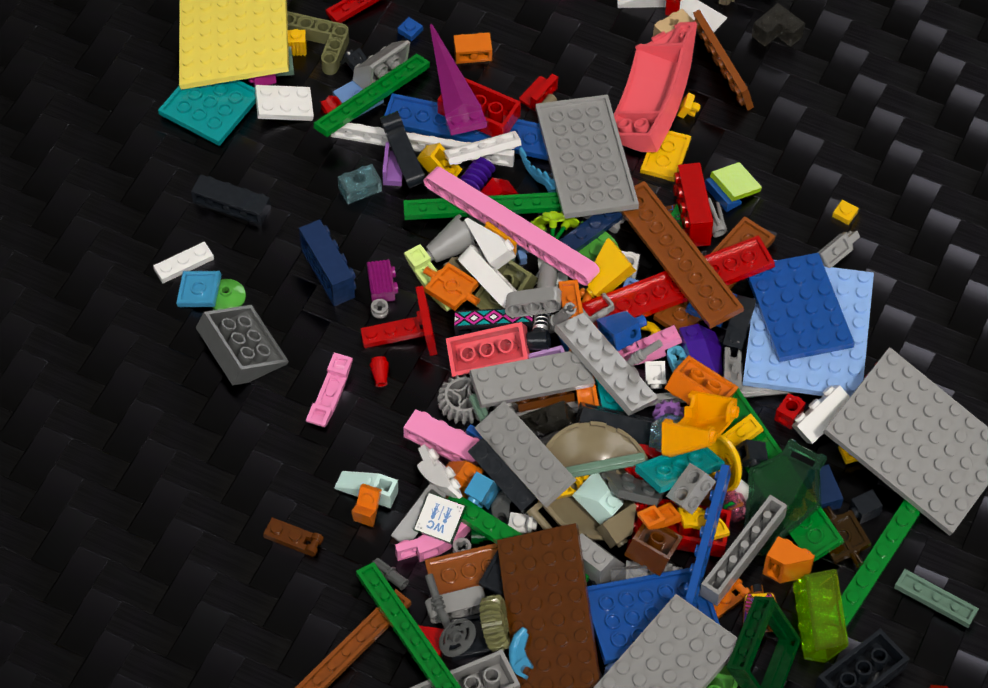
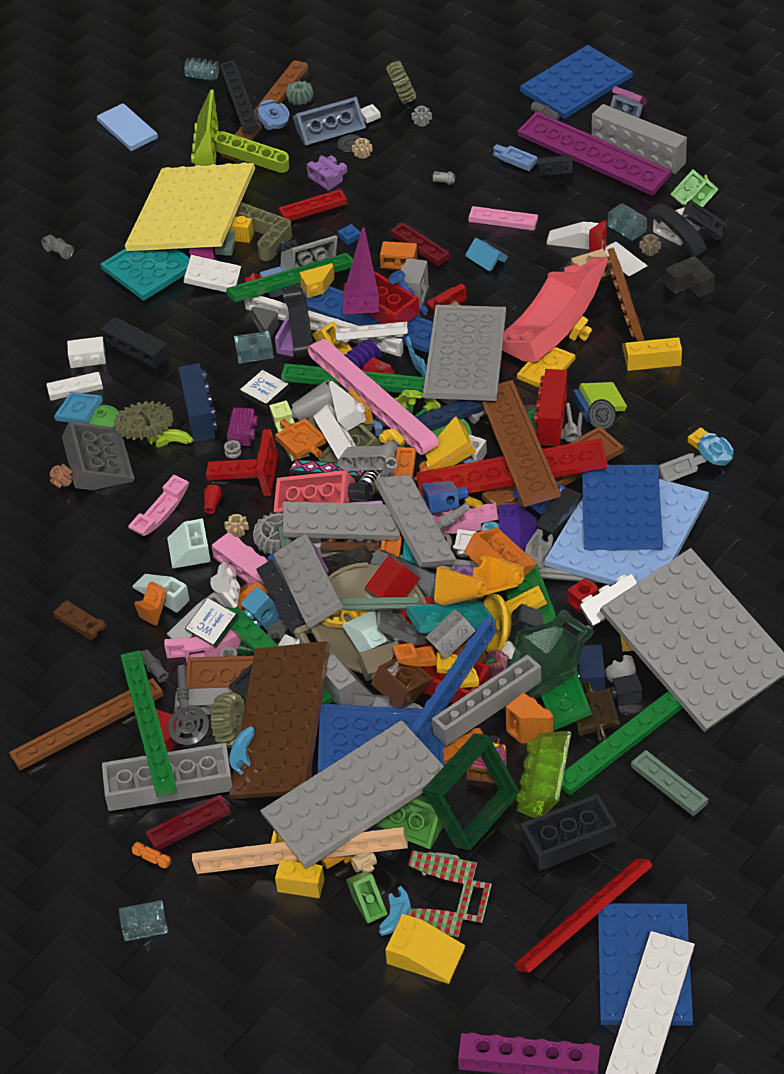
camera: 20 degrees right, 10 degrees down
(100, 94) = (57, 245): none -> clear connector
(183, 220) = (86, 352): none -> white brick
(212, 374) = (61, 476): none -> nougat gear
(275, 292) = (143, 420): none -> olive gear
(306, 304) = (170, 436): none -> lime piece
(359, 150) = (265, 319): none -> dark grey slope
(377, 429) = (189, 544): none -> light aqua slope
(387, 231) = (264, 389): none -> white tile
(400, 95) = (317, 280): none -> yellow slope
(417, 397) = (236, 525): none -> tan gear
(494, 82) = (398, 277): none -> blue piece
(499, 34) = (424, 245): none -> dark red plate
(502, 75) = (416, 277): none -> light grey brick
(547, 268) = (390, 435): none -> yellow arm
(560, 32) = (485, 254): none -> dark azure panel
(603, 312) = (441, 478): light grey piece -> none
(607, 437) = (392, 580): none -> red slope
(742, 202) = (602, 414): none -> sticker
(768, 121) = (652, 354): none -> yellow slope
(855, 487) = (620, 669): none -> light grey hair
(865, 222) = (715, 449): none -> dark azure tile

